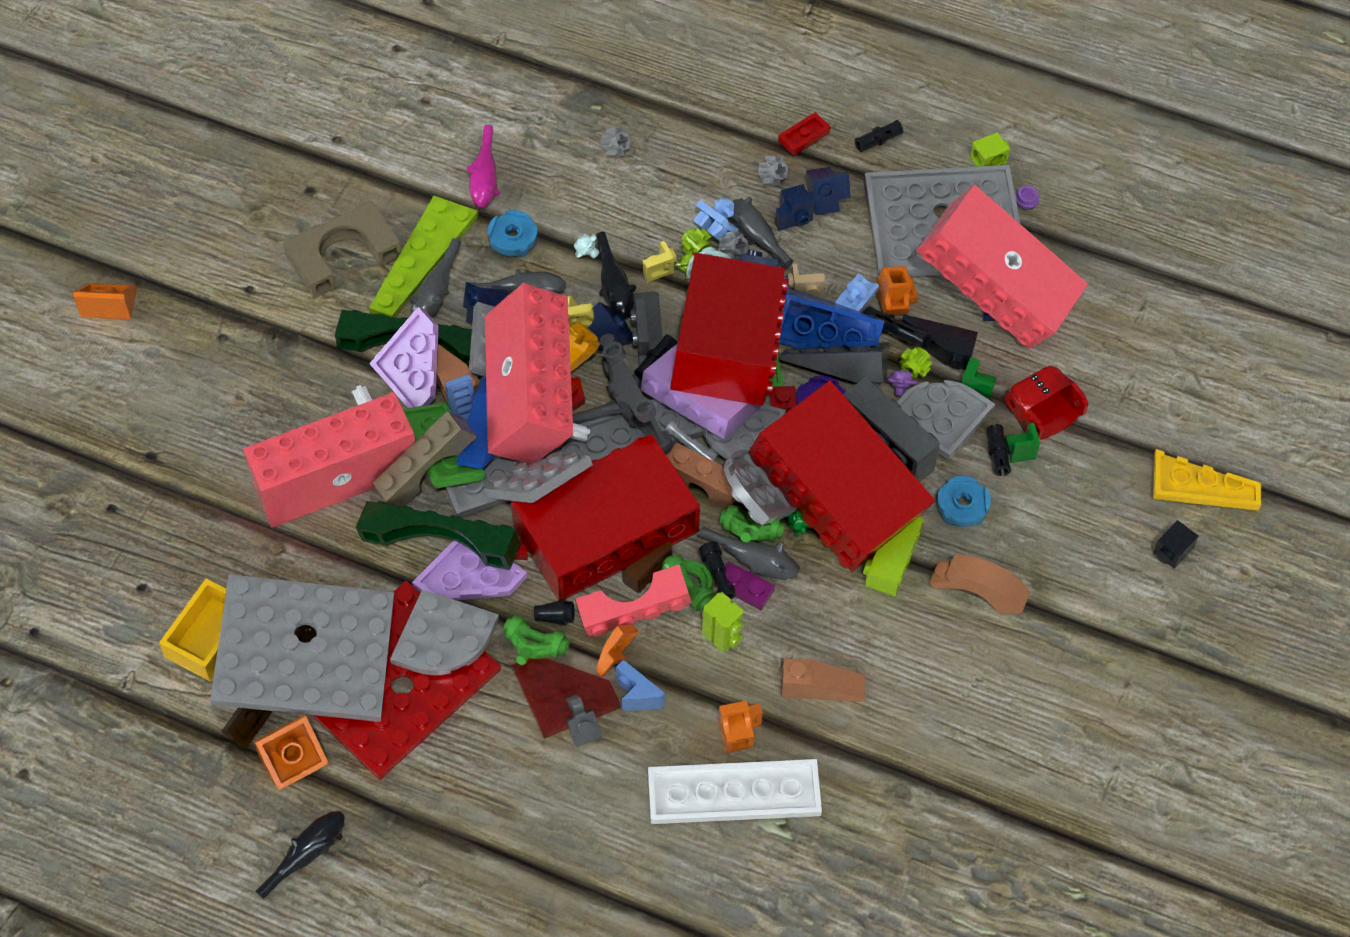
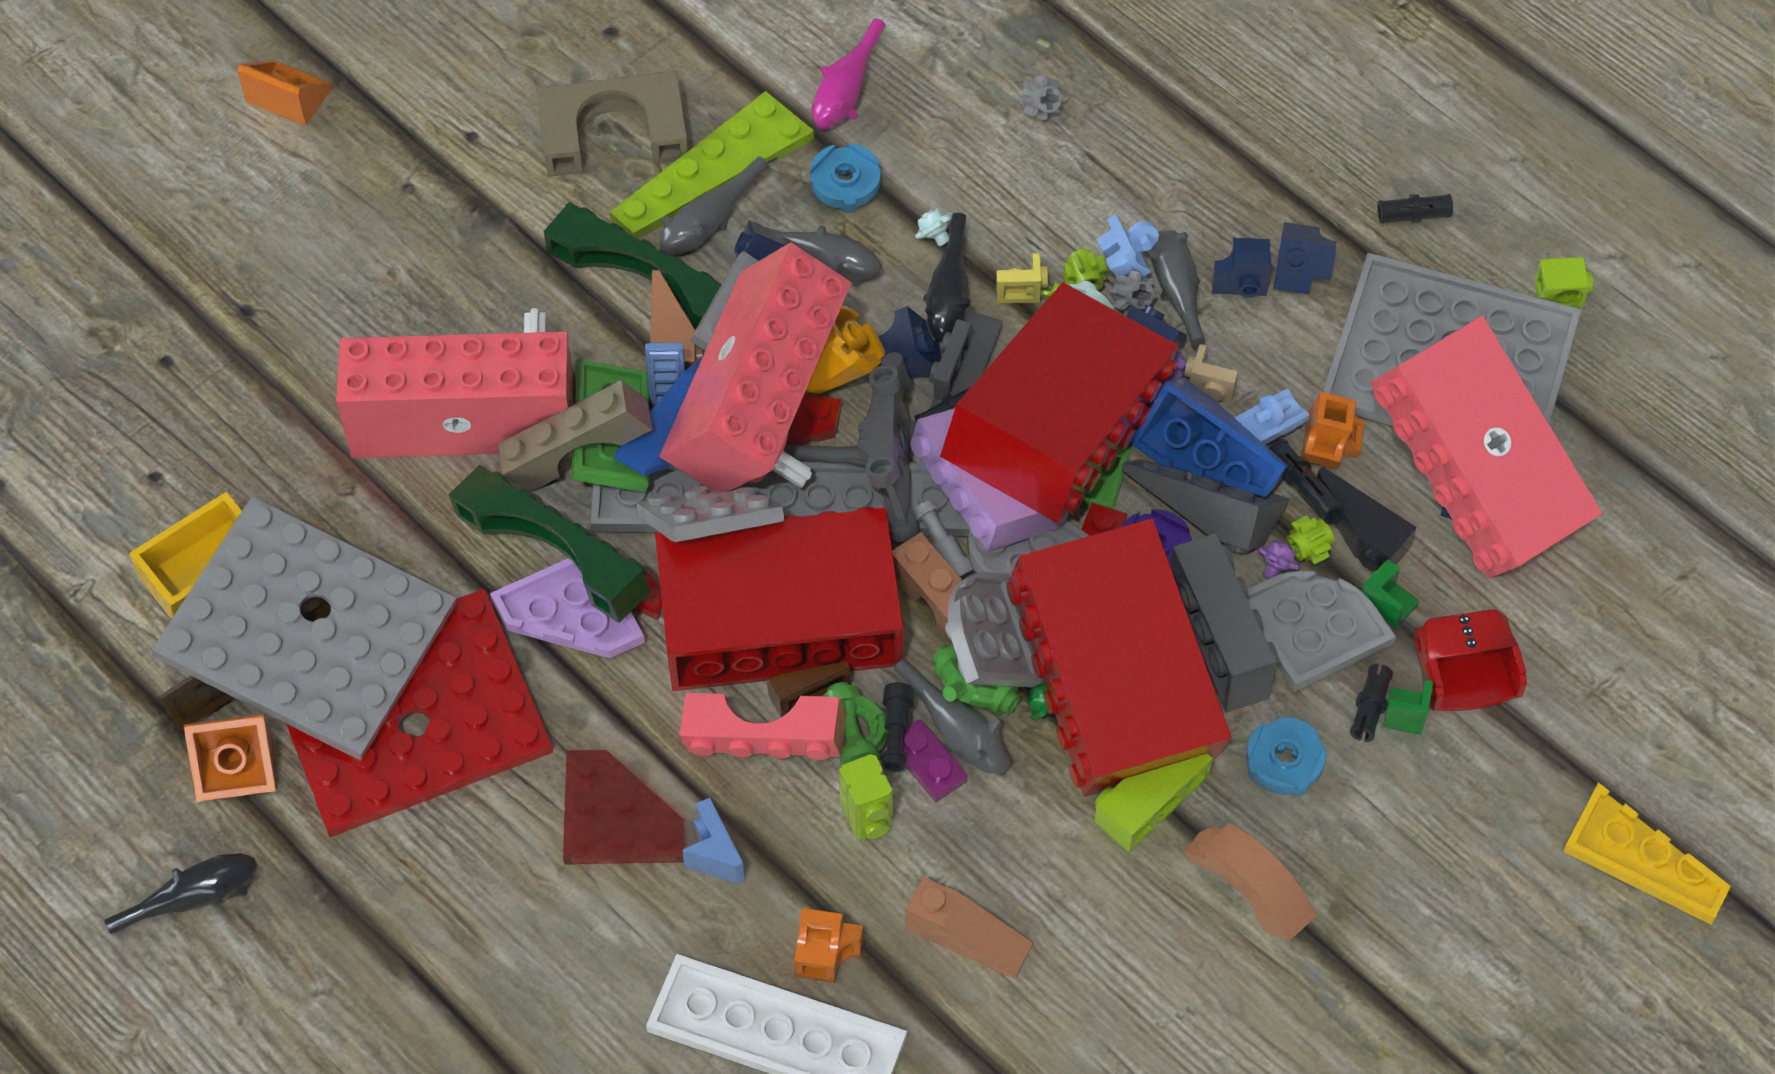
camera: 25 degrees right, 0 degrees up
(410, 360) = (624, 299): lavender plate -> none
(443, 635) = (493, 677): light grey plate -> none
(547, 644) = (630, 742): bright green piece -> none
(556, 612) = (658, 703): black cone -> none
(581, 313) = (875, 310): light yellow bracket -> none
(583, 724) = (618, 865): dark grey plate -> none
(614, 646) = (711, 776): orange slope -> none
(773, 170) = (1239, 207): light grey gear -> none
(804, 133) = (1310, 171): red plate -> none
(1027, 197) = (1587, 364): medium lavender plate -> none
(1175, 544) = (1560, 927): black brick -> none

